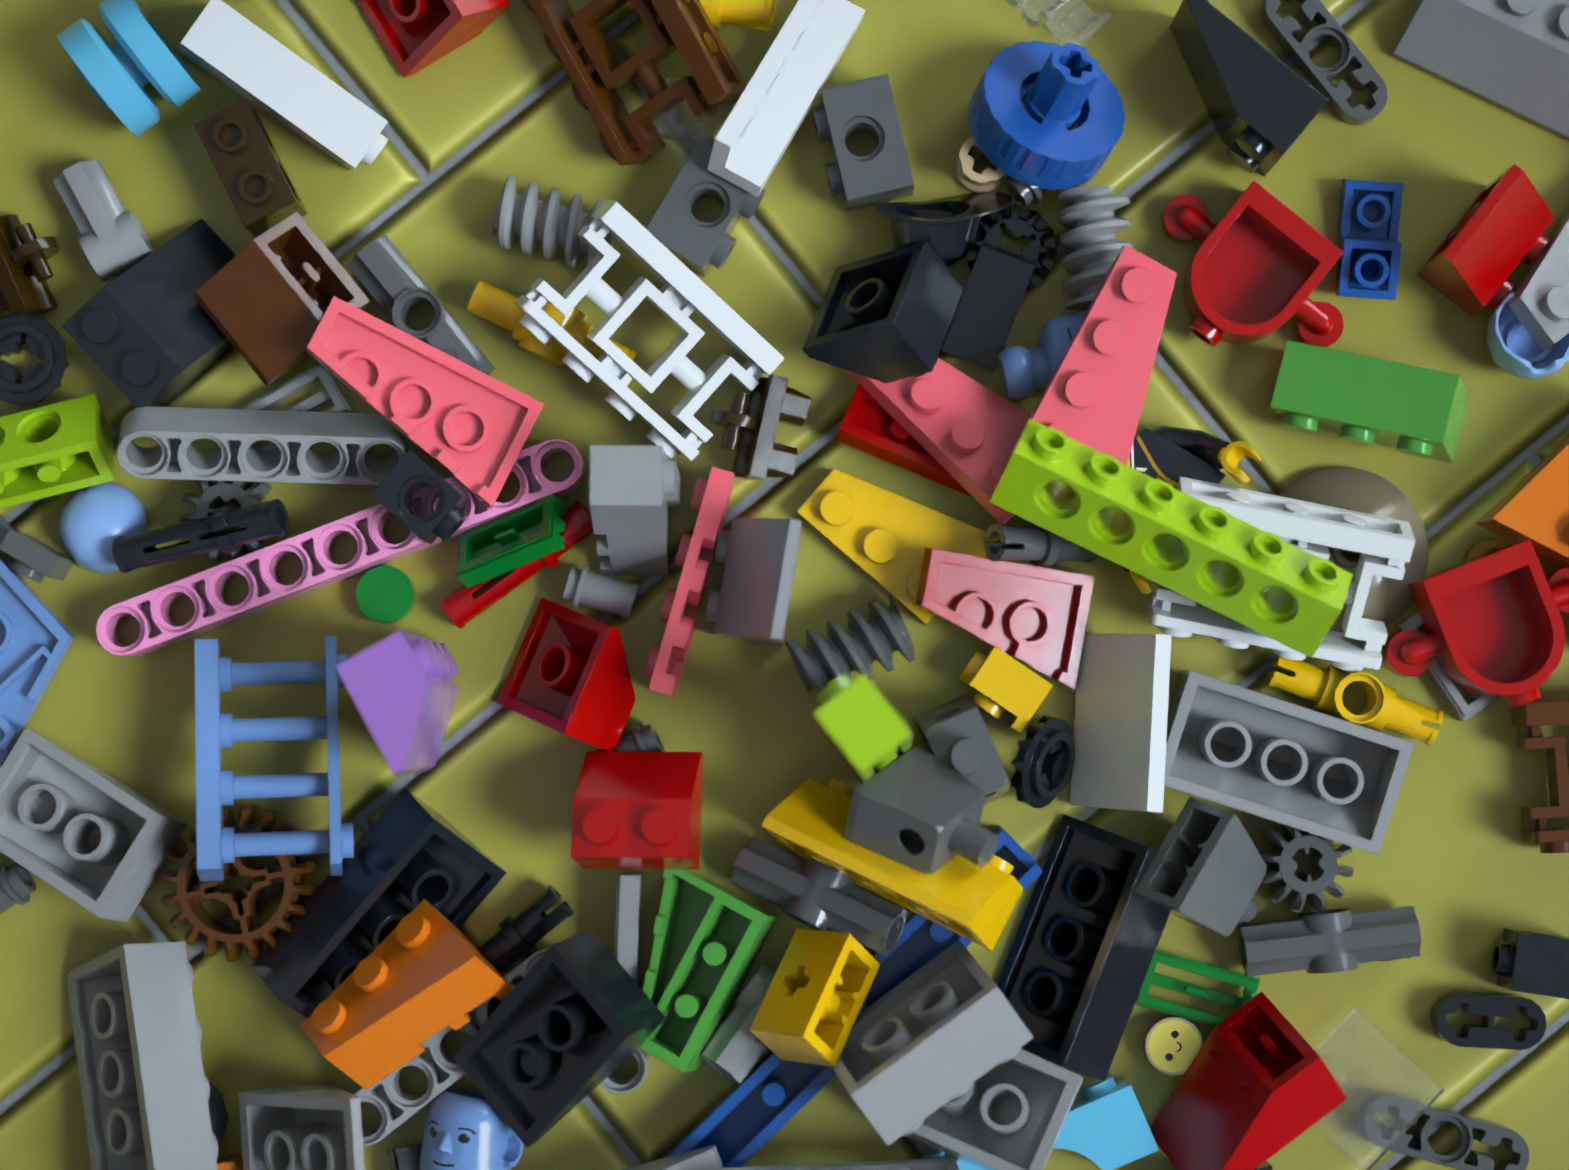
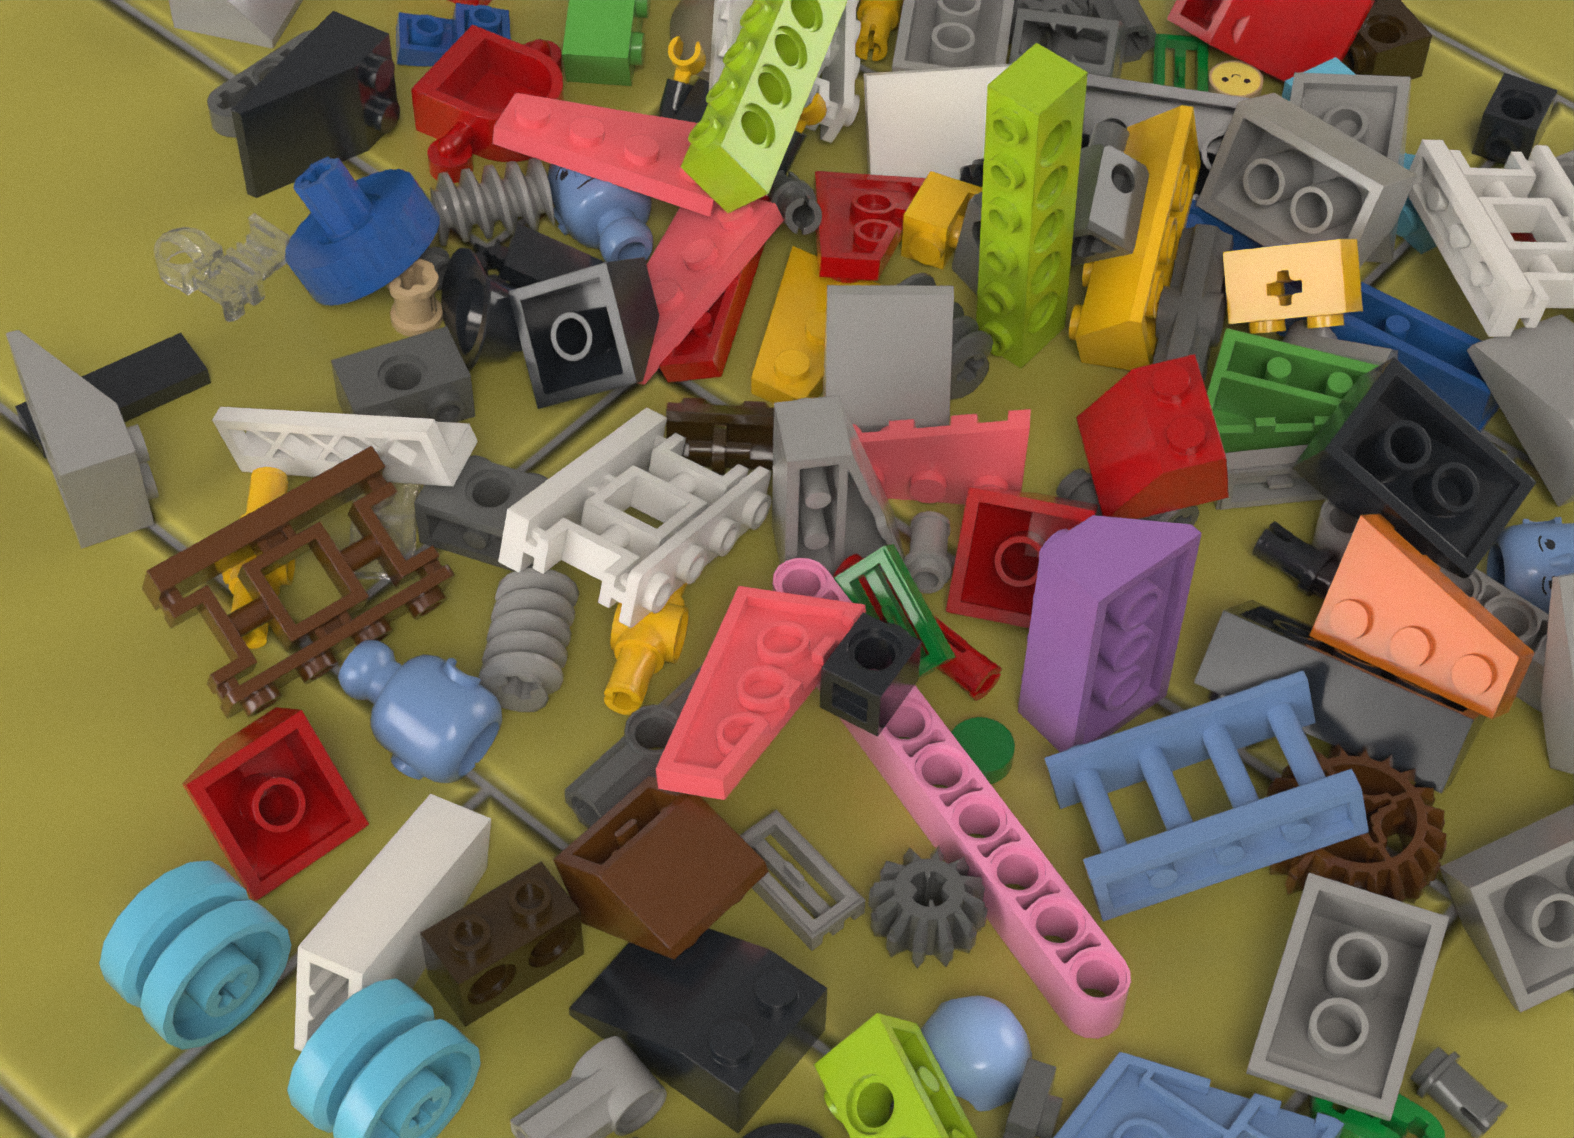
camera: 105 degrees left, 35 degrees down
(239, 428) = (843, 865): light grey beam -> none
(261, 522) = (955, 868): black pin -> none
(487, 127) = (423, 711): none -> medium blue piece

